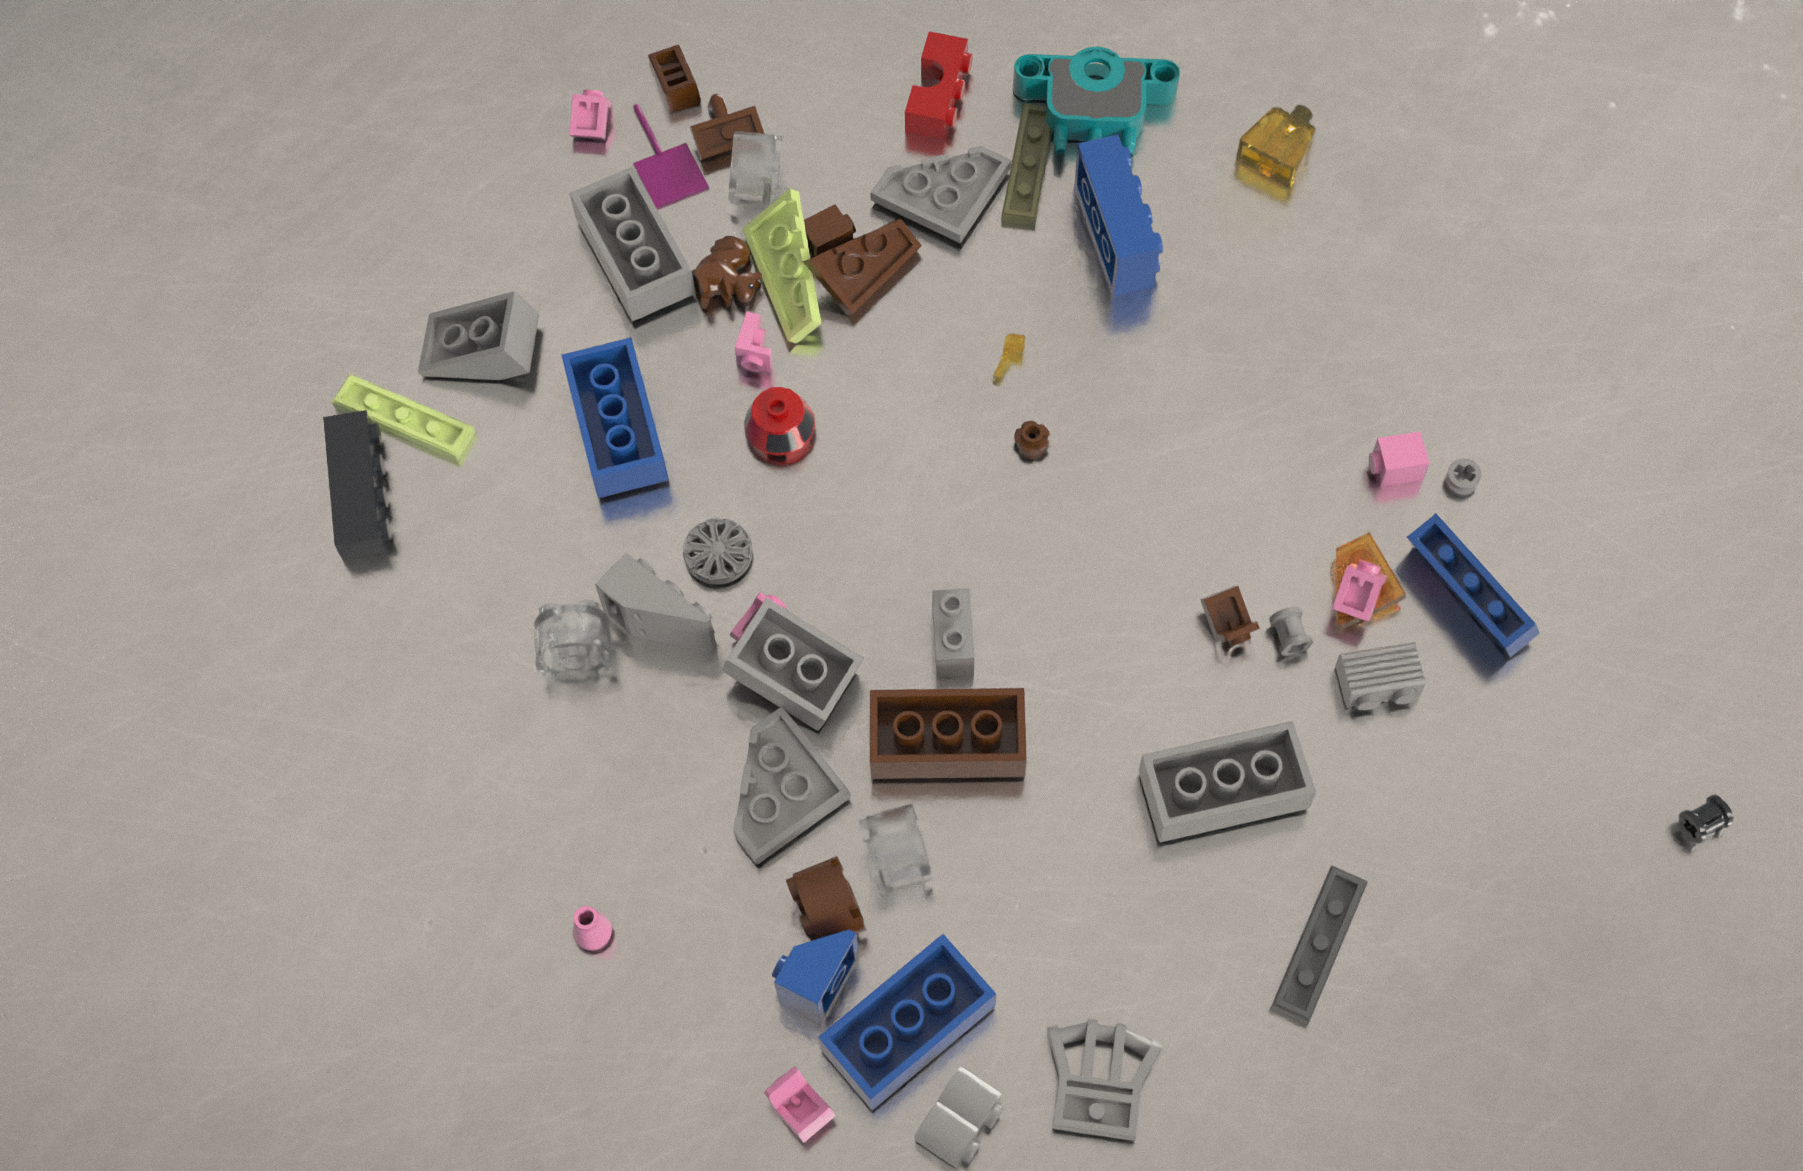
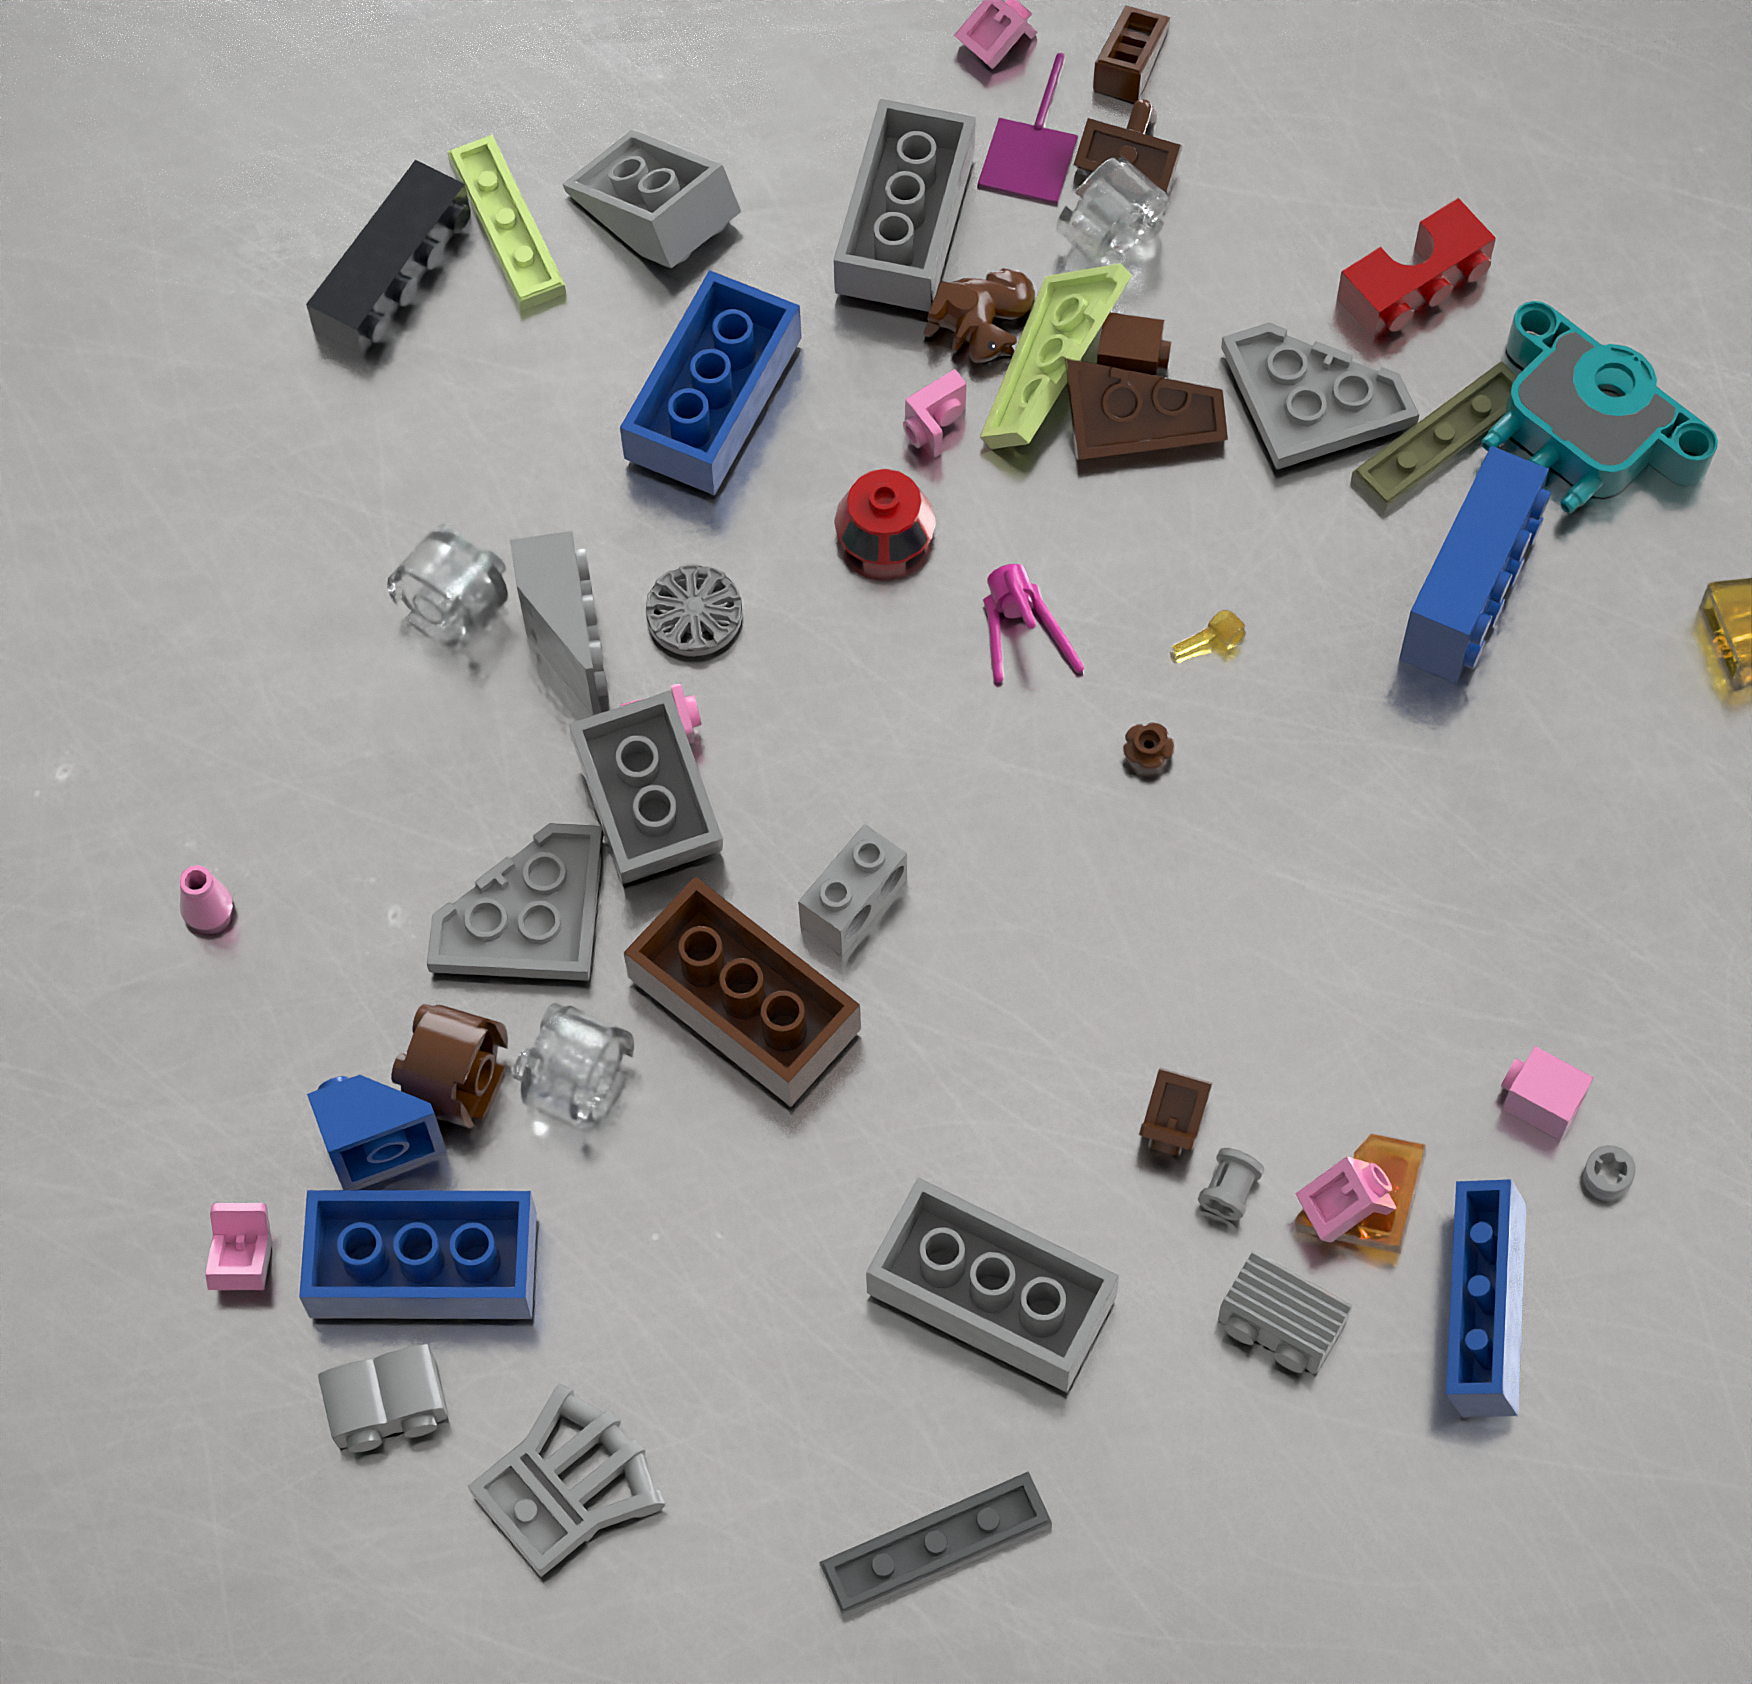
camera: 40 degrees right, 0 degrees up
(887, 411) = (1016, 597): none -> dark pink plant

